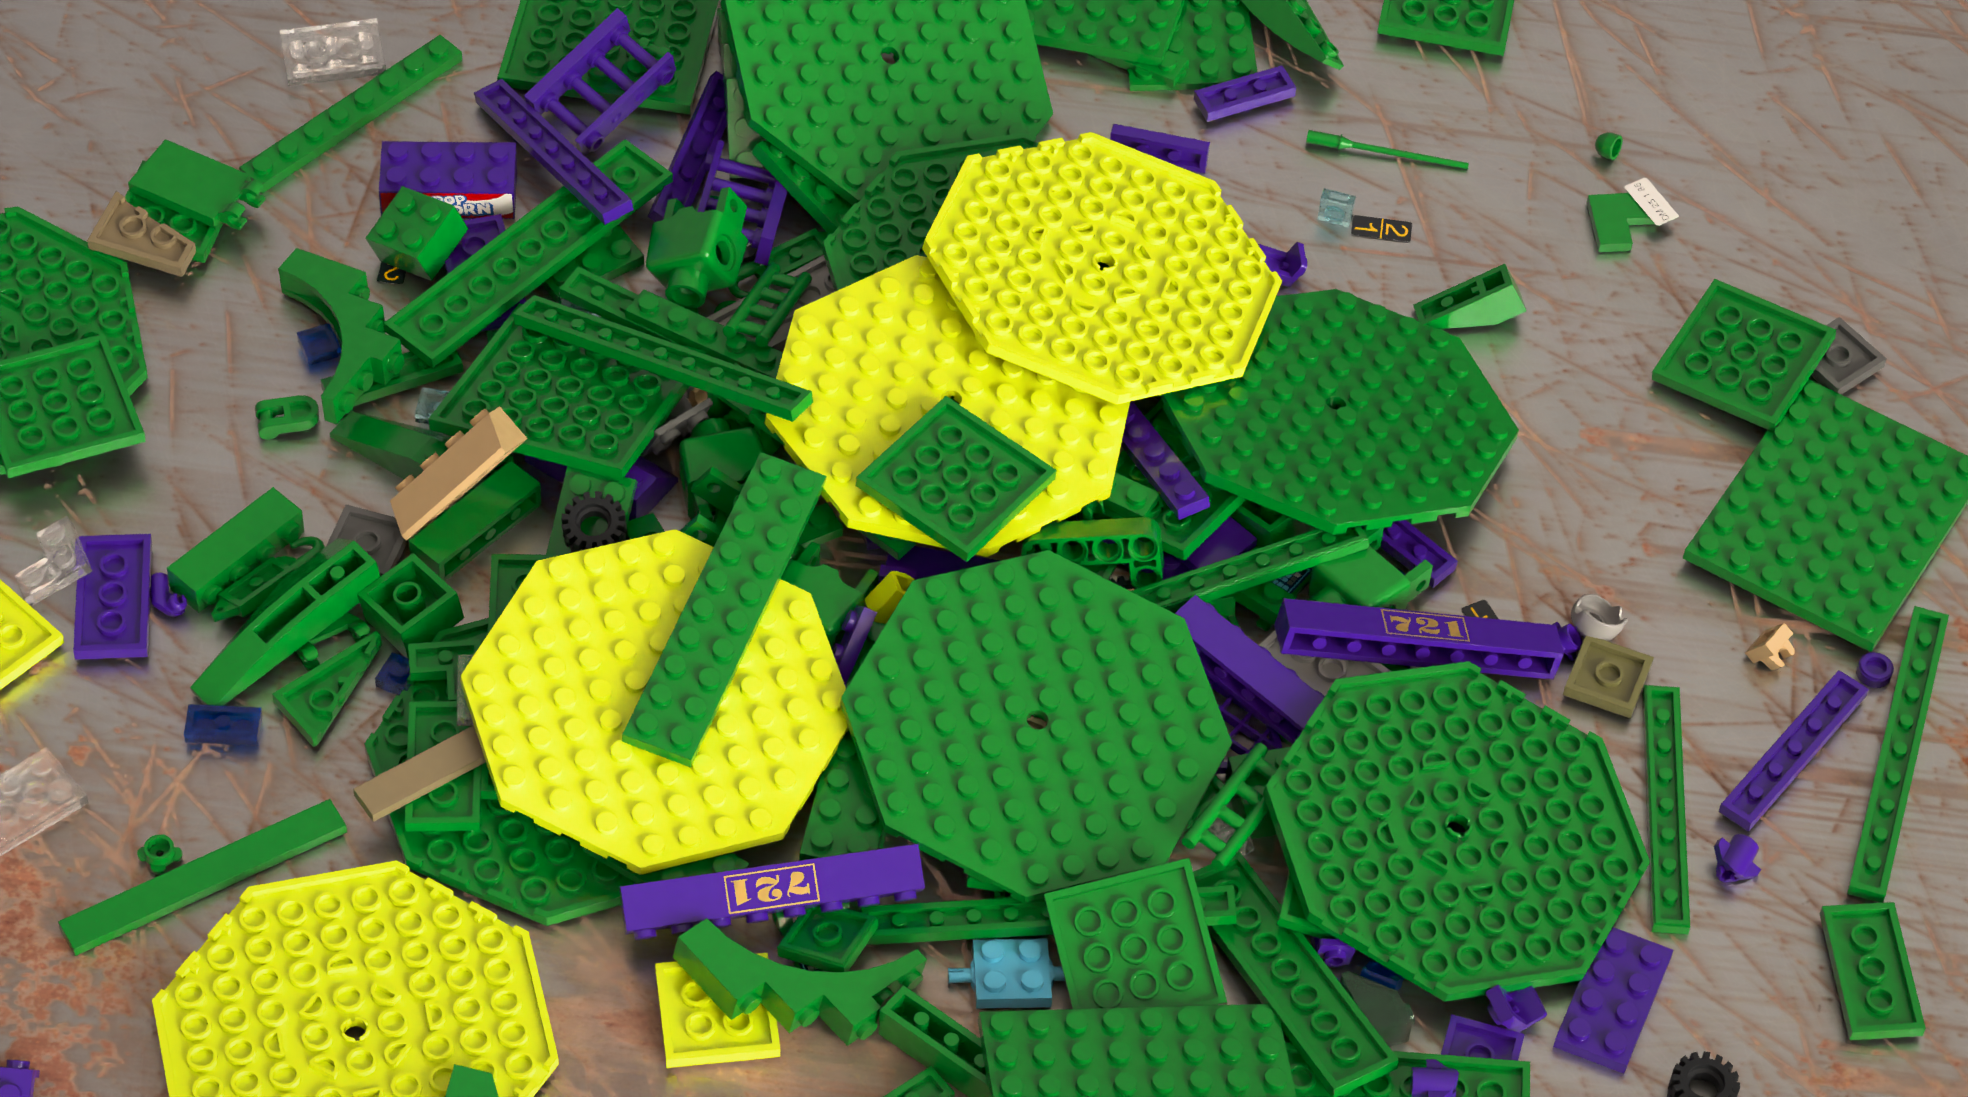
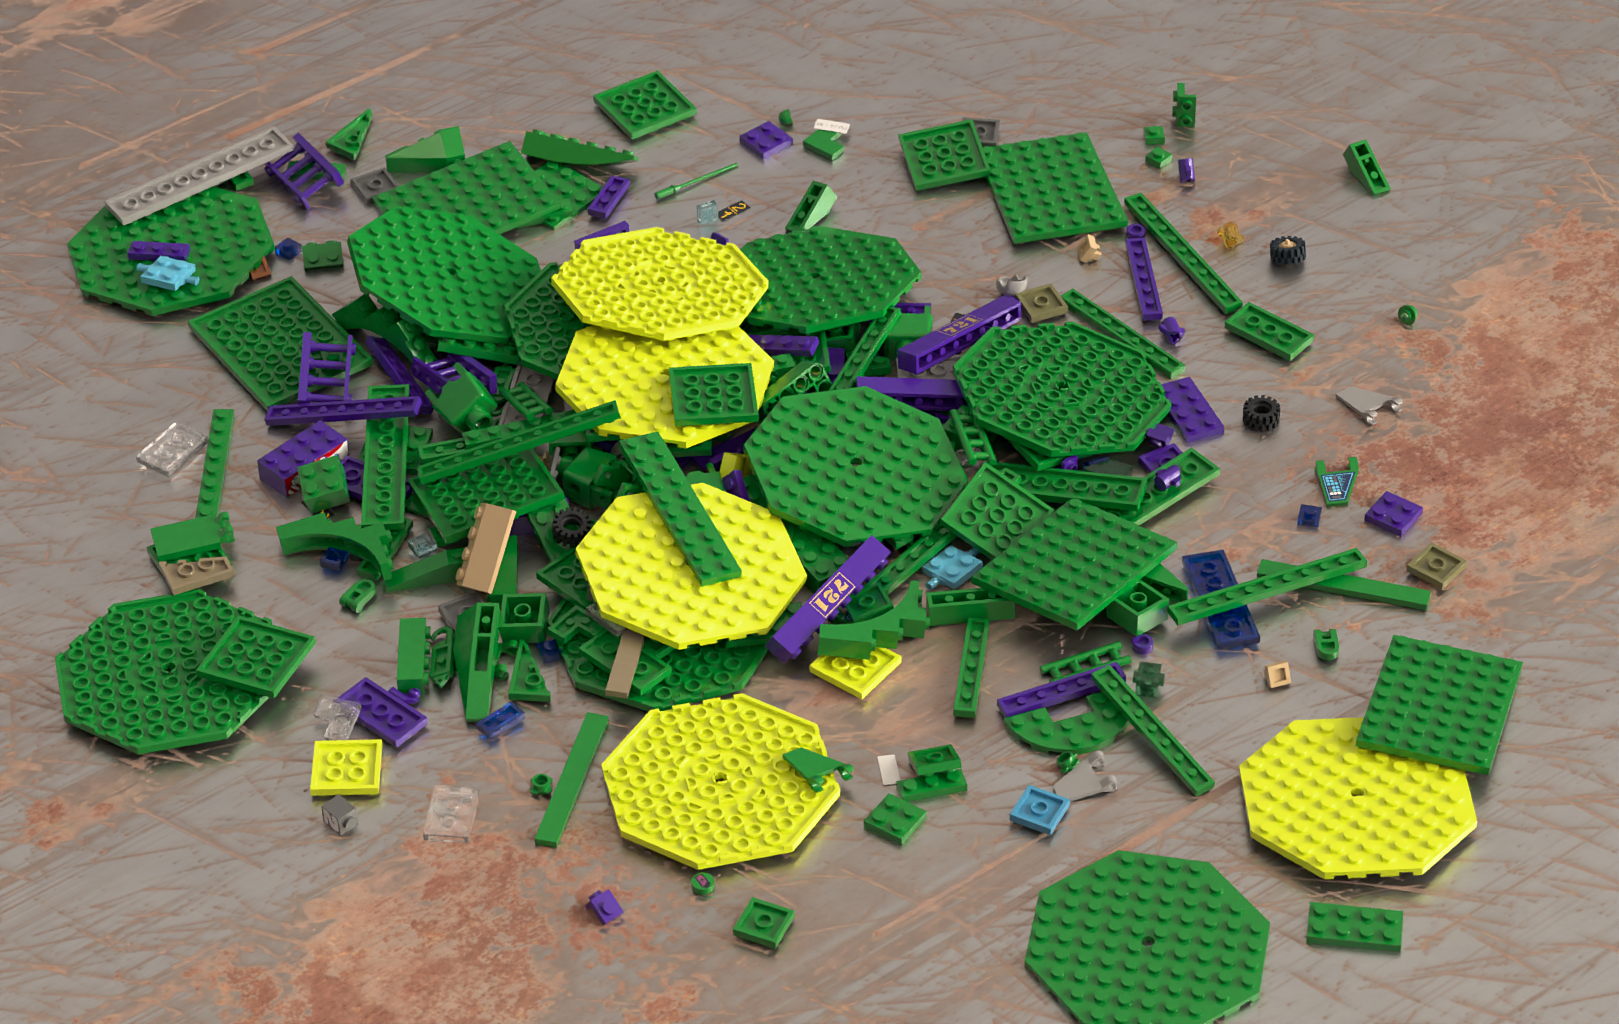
camera: 40 degrees left, 10 degrees down
(1546, 159) = (766, 140): none -> dark purple plate

